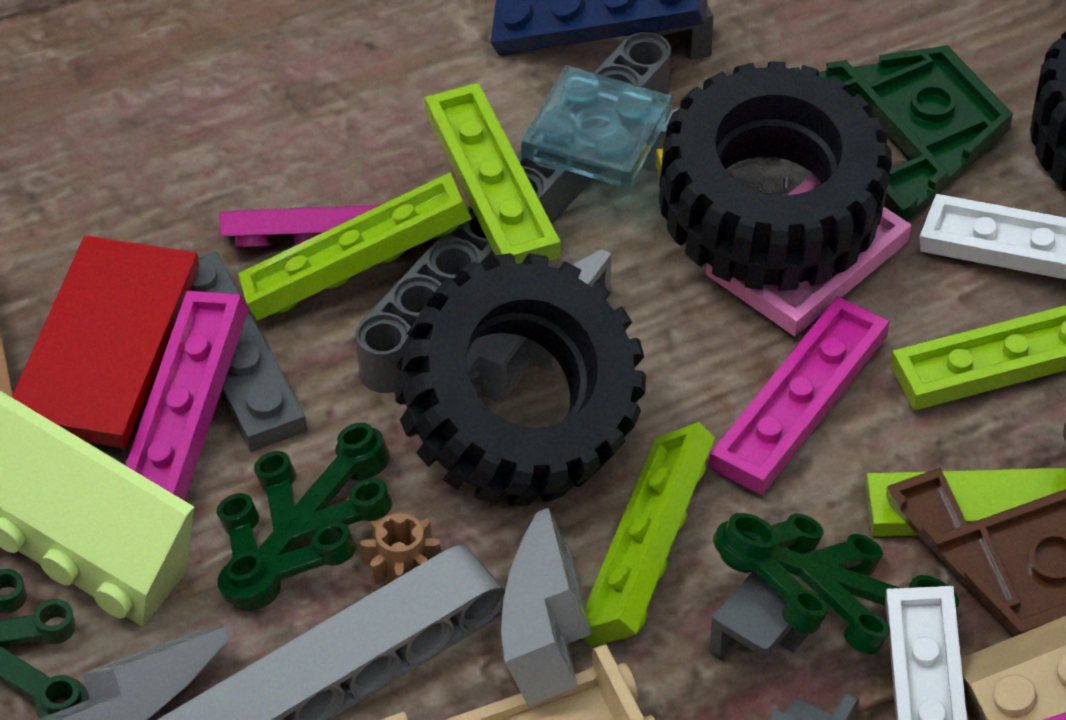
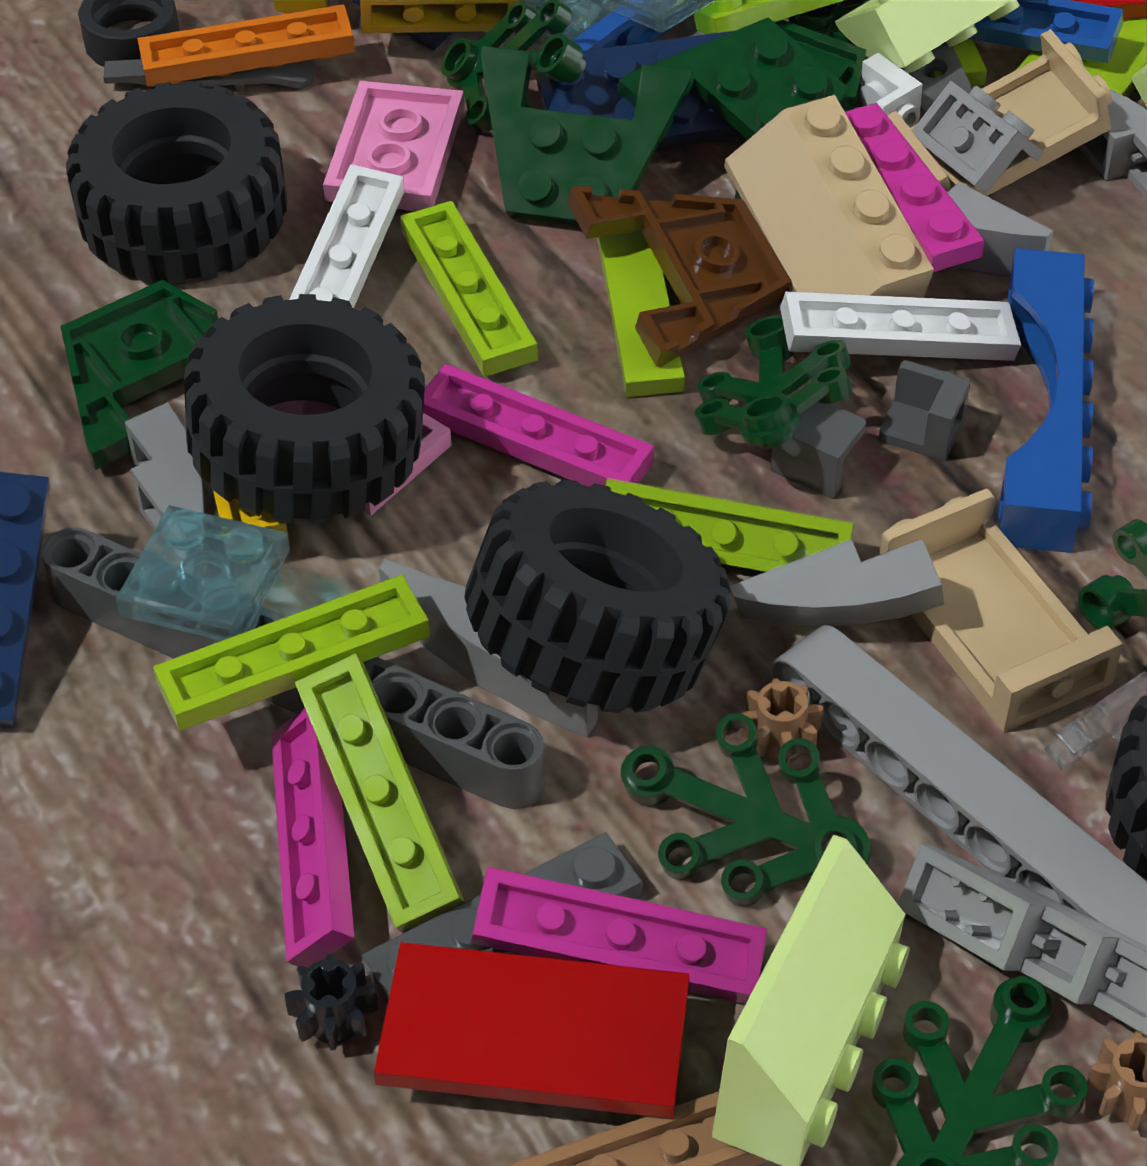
camera: 95 degrees left, 0 degrees up
(173, 223) = (331, 1001): none -> black gear

